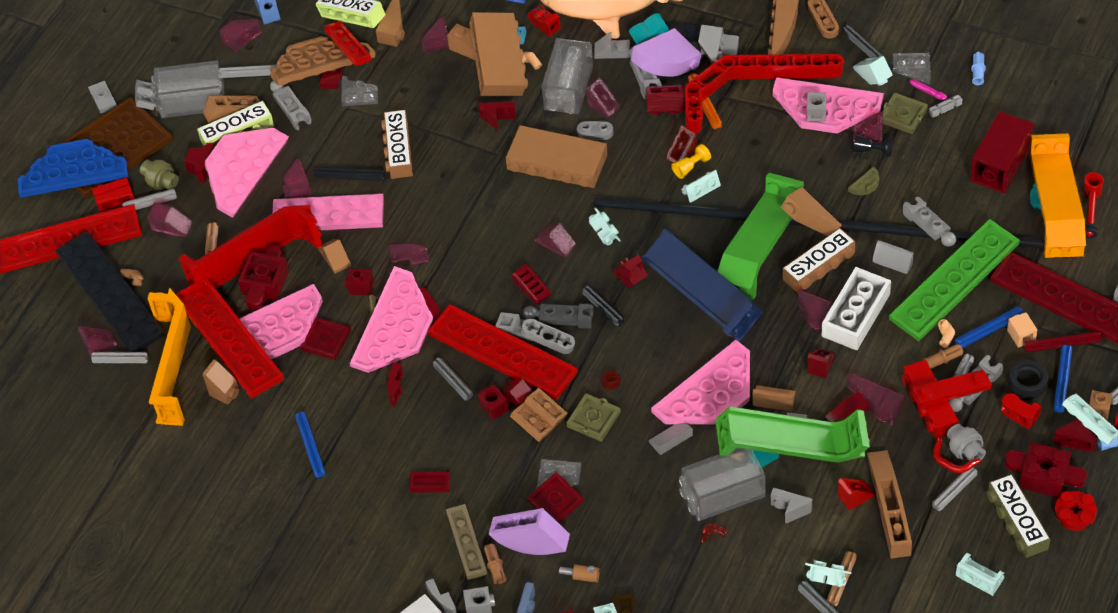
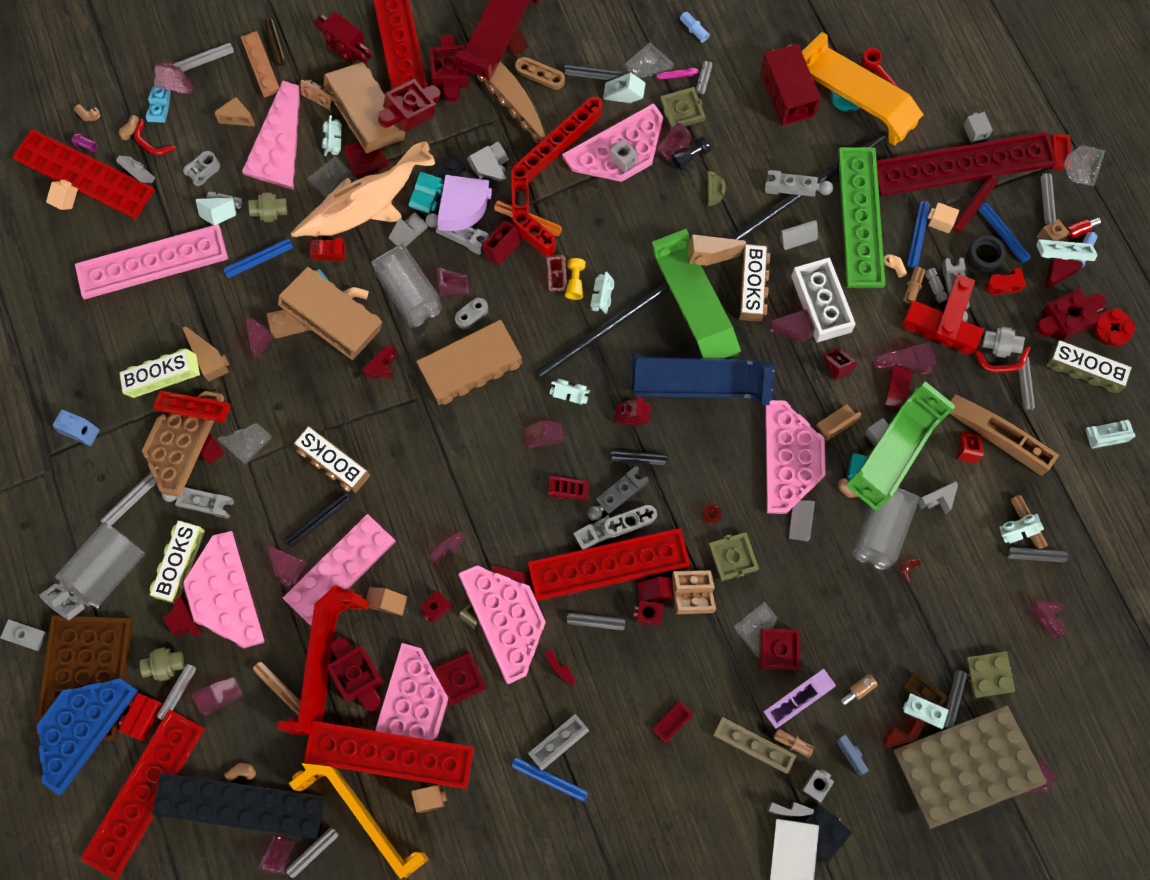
camera: 50 degrees left, 20 degrees up
(222, 106) = (151, 551): medium nougat slope -> none
(239, 33) = (81, 474): clear pink slope -> none
(341, 426) = (558, 742): none -> light grey plate

